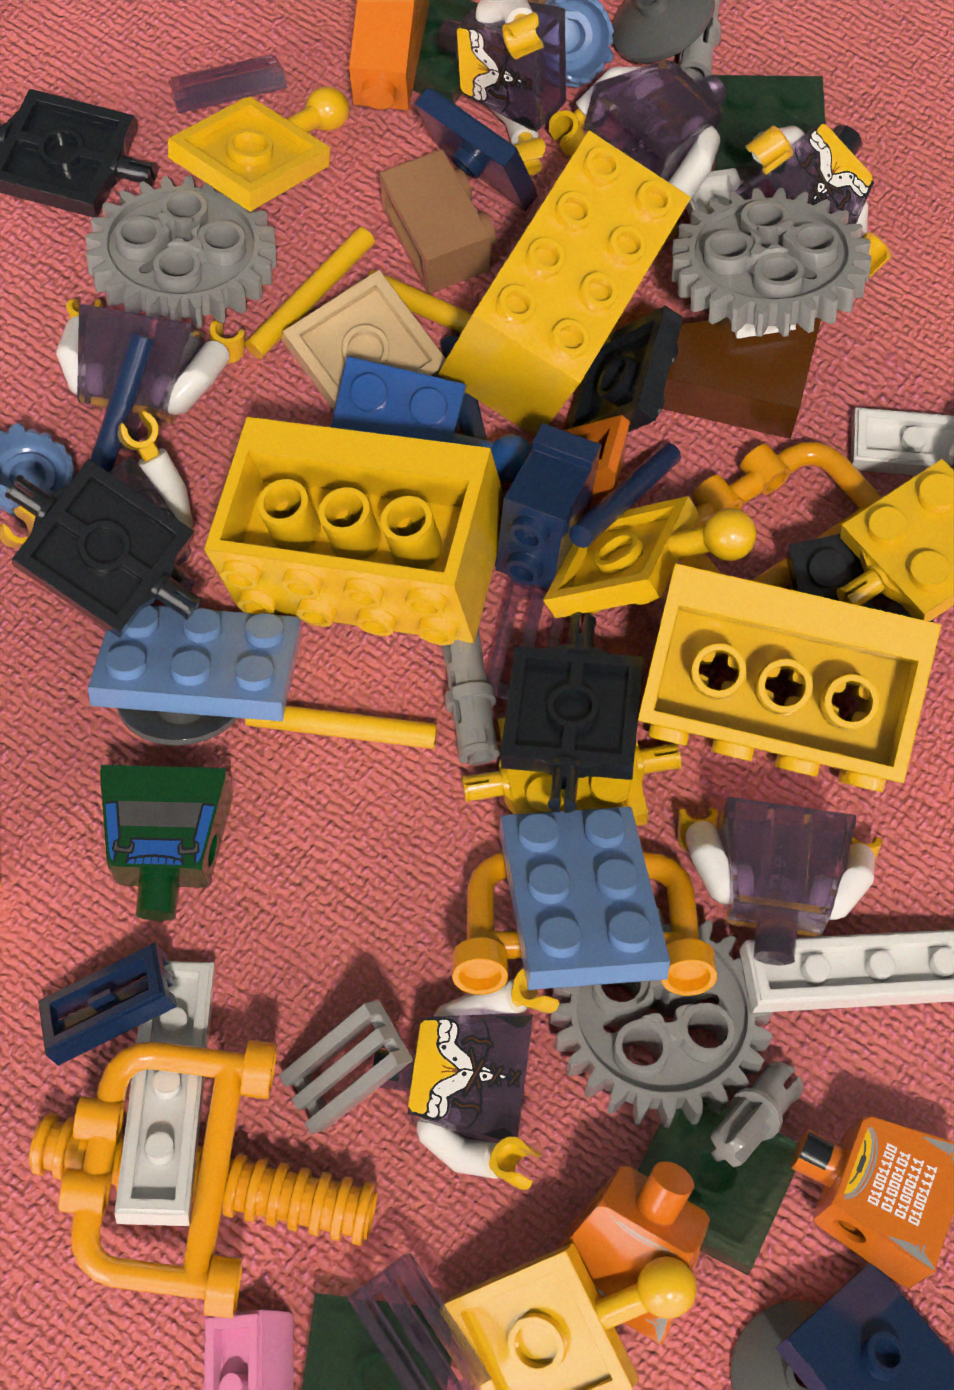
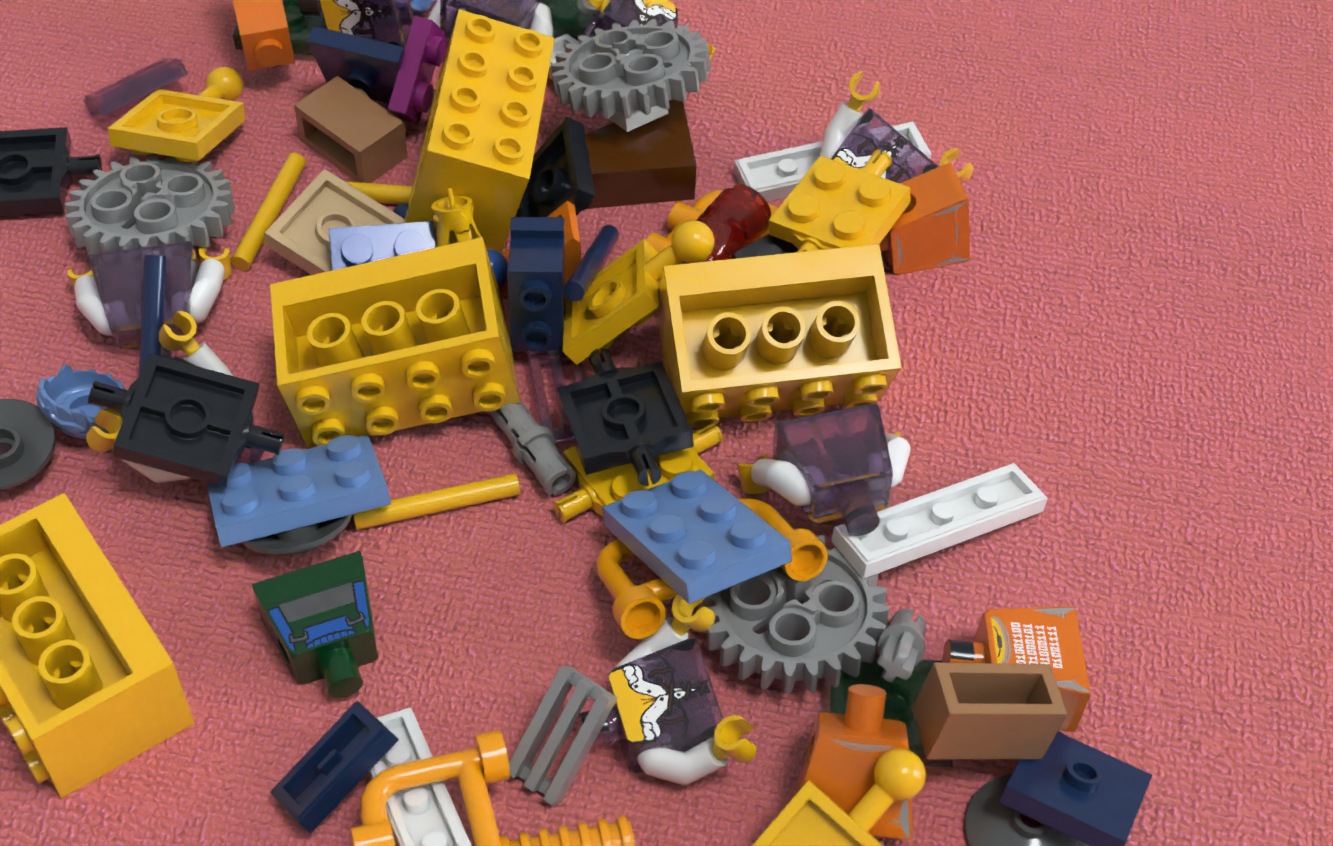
camera: 25 degrees left, 15 degrees down
(485, 390) = (453, 214): none -> yellow piece
(537, 163) = (413, 85): none -> magenta plate
(799, 505) = (736, 220): none -> clear red piece
(804, 1250) = (988, 711): none -> medium nougat brick

